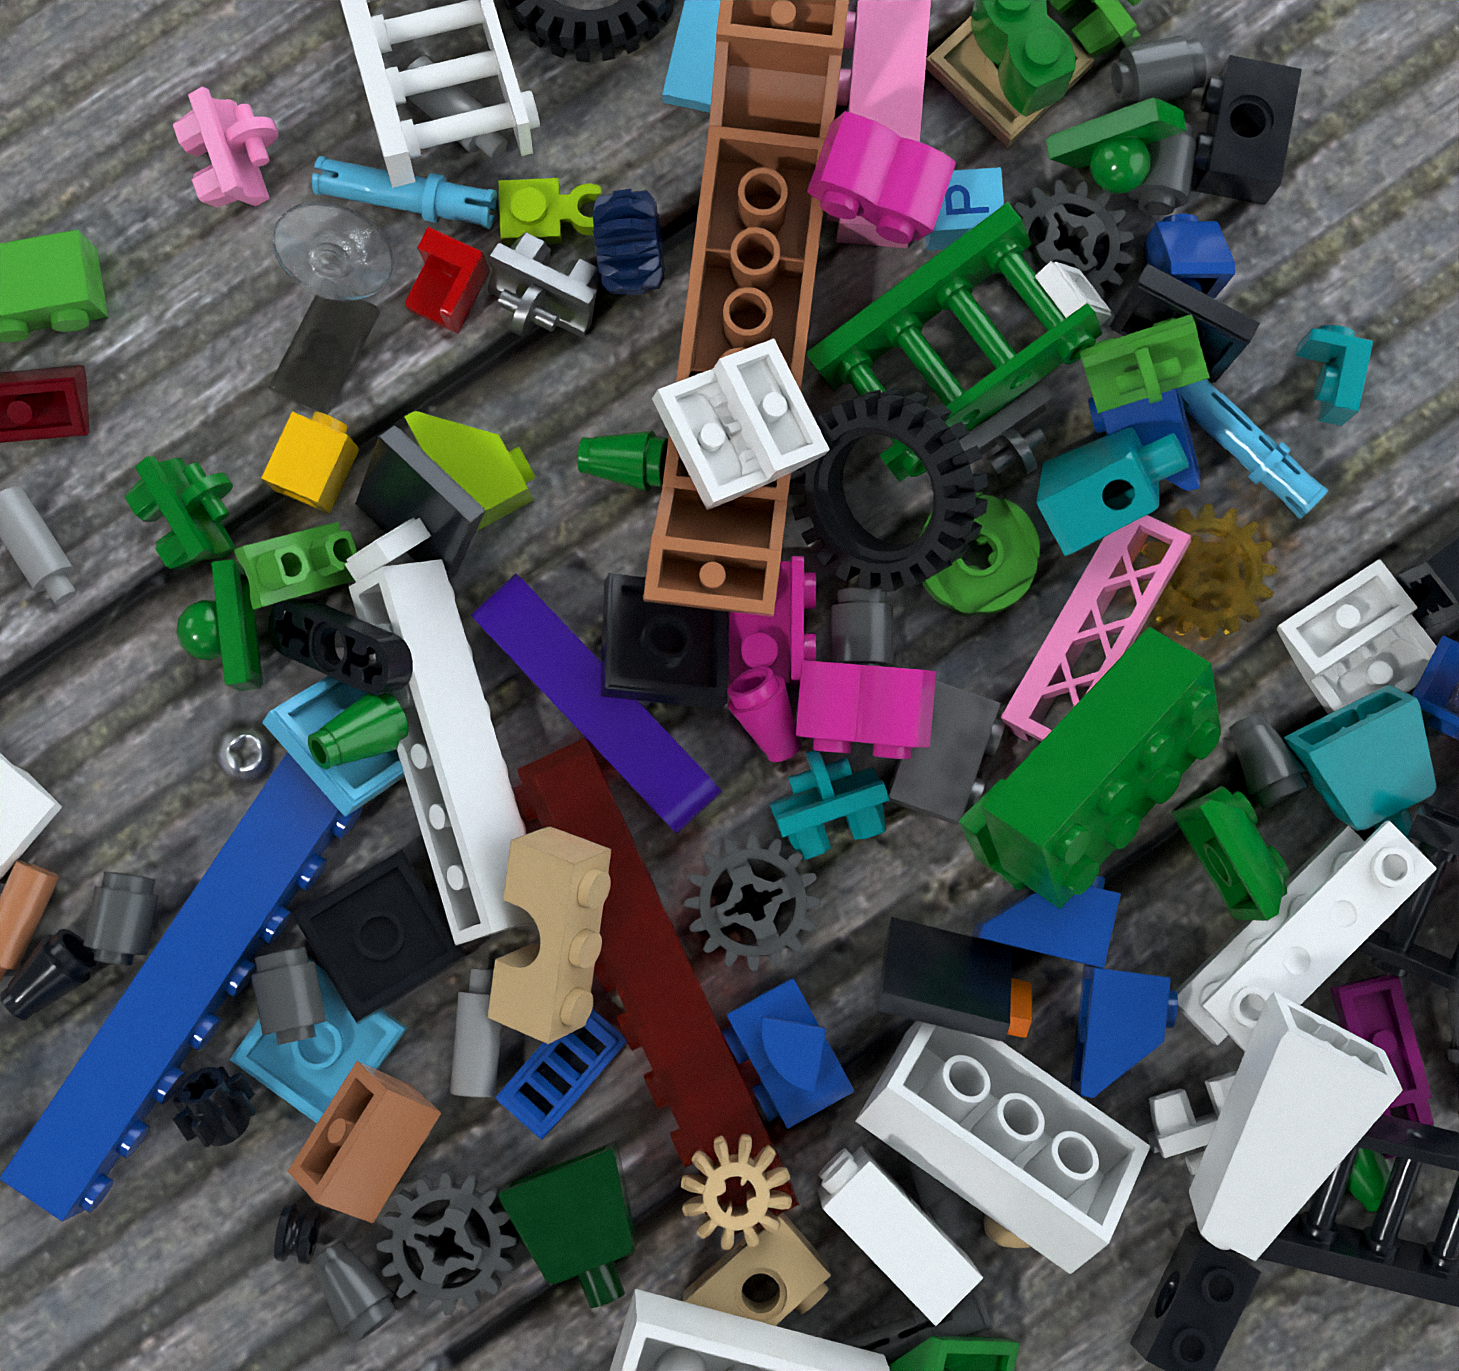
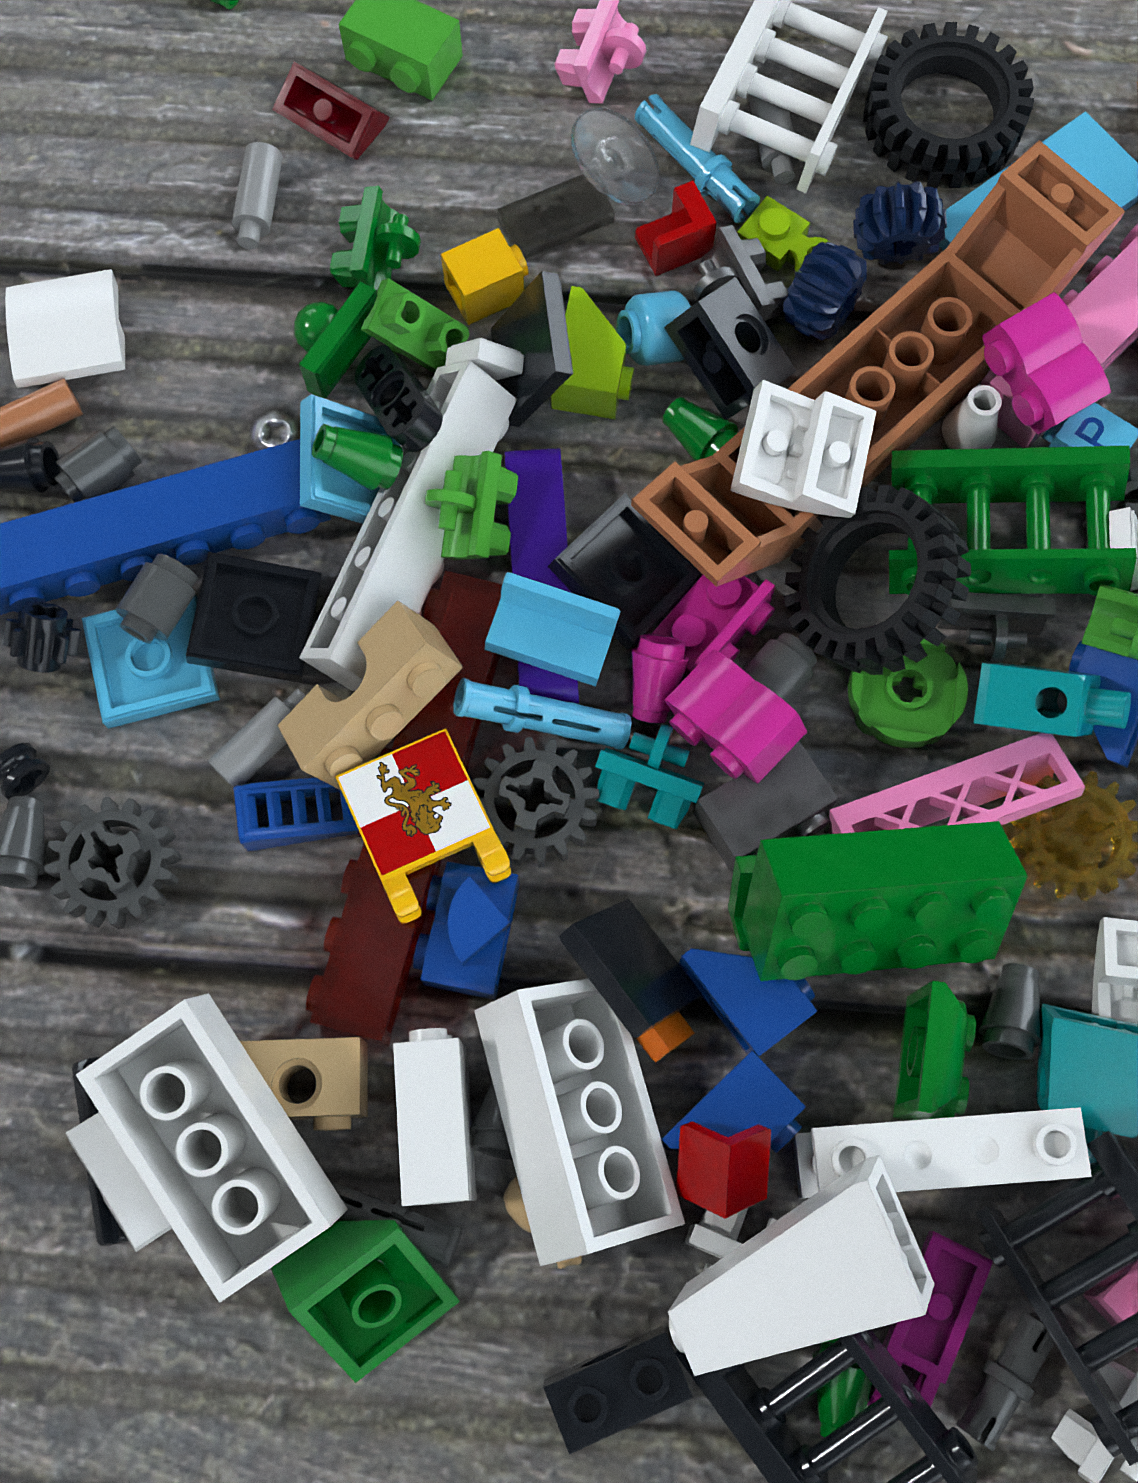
camera: 40 degrees right, 10 degrees down
(364, 1142) = (117, 743): nougat brick -> none
(492, 696) = (469, 506): none -> bright green hips
(507, 390) = (643, 326): none -> medium azure head
(576, 1221) = (215, 922): dark green torso -> none
(593, 367) = (729, 347): none -> black brick
(642, 123) = (900, 223): none -> dark blue gear
(655, 755) = (552, 629): none -> medium azure panel
(671, 997) = (417, 811): none -> flag
(682, 839) = (519, 709): none -> medium azure pin
(758, 1198) = (336, 964): tan gear -> none
(846, 278) = (974, 420): none -> white cone
(1151, 1087) = (722, 1170): none -> red panel

